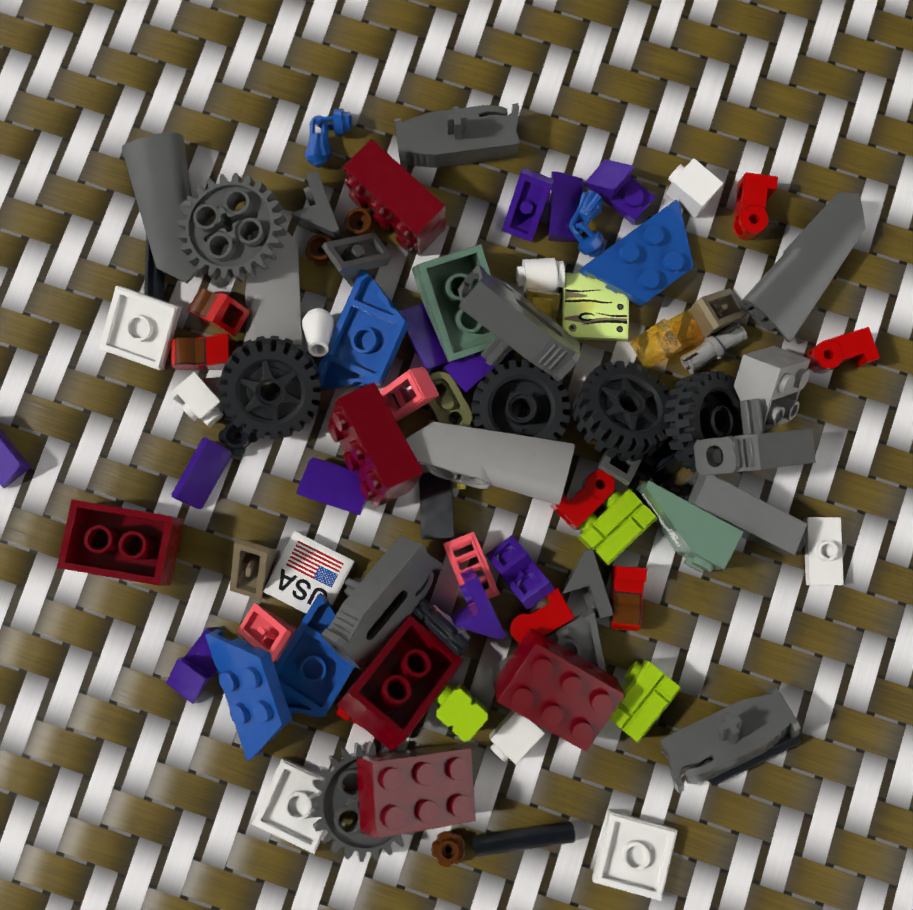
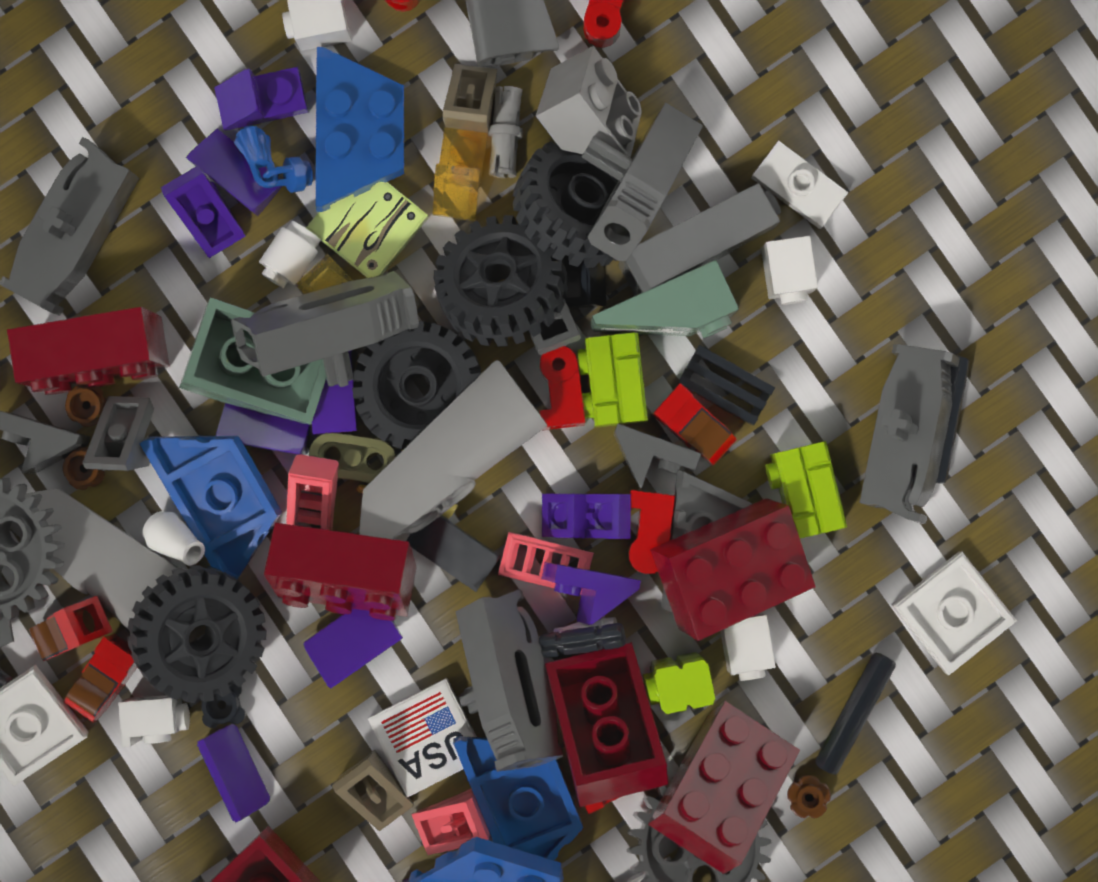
camera: 50 degrees left, 5 degrees up
(678, 599) = (757, 402): none -> black tile
(768, 584) = (789, 269): none -> white brick

